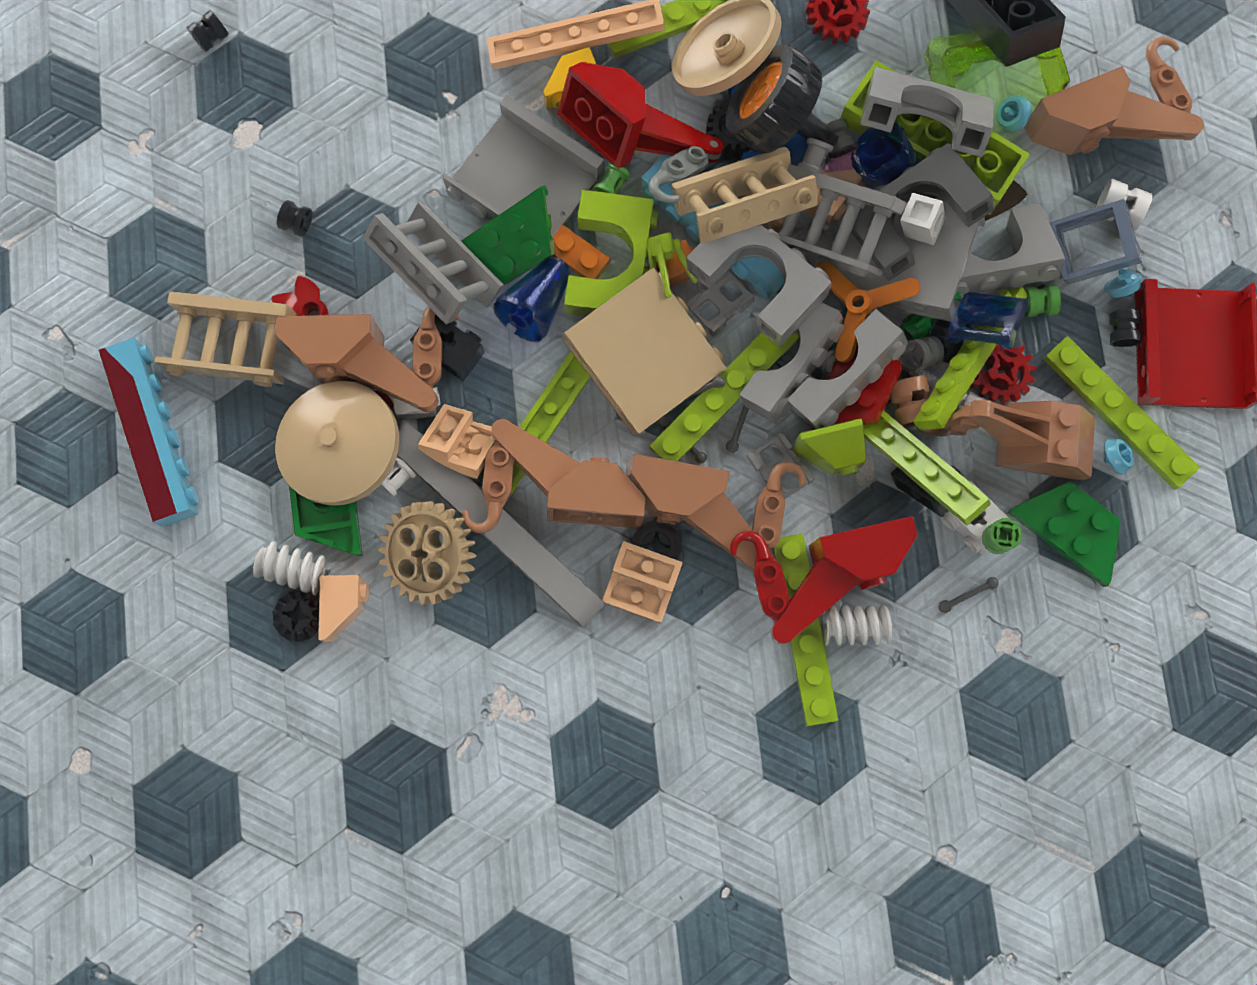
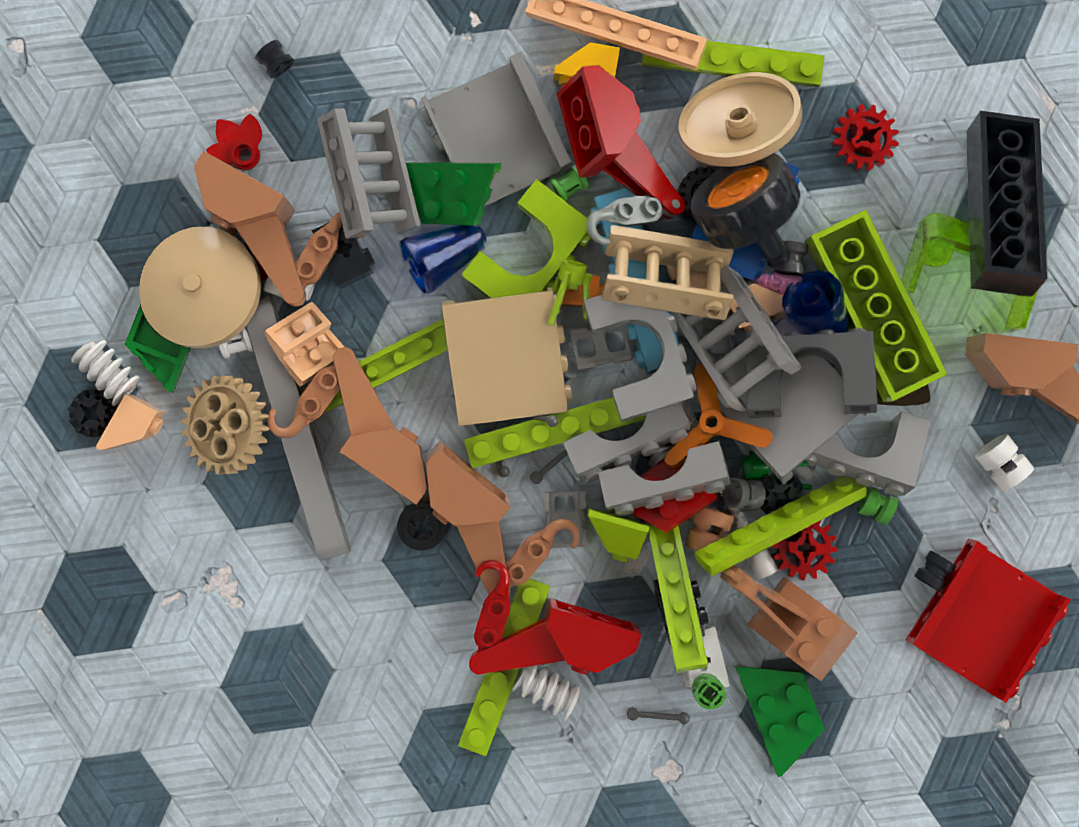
camera: 30 degrees right, 10 degrees up
(149, 432) = (50, 182): brick -> none
(217, 310) = (160, 109): tan fence -> none
(579, 254) = (503, 232): orange plate -> none
(642, 582) = (391, 550): light nougat slope -> none
(815, 155) = (753, 270): light grey bush -> none
(923, 218) = (808, 386): white brick -> none
(963, 112) = (907, 304): light grey arch -> none
(988, 311) = (820, 496): clear blue plate -> none
(1014, 113) = (963, 323): medium azure hat -> none
(1118, 455) = (857, 675): medium azure hat -> none
(1121, 413) = (885, 639): lime plate -> none
(1123, 284) = (958, 532): medium azure hat -> none
(1126, 231) = (984, 493): sand blue window -> none

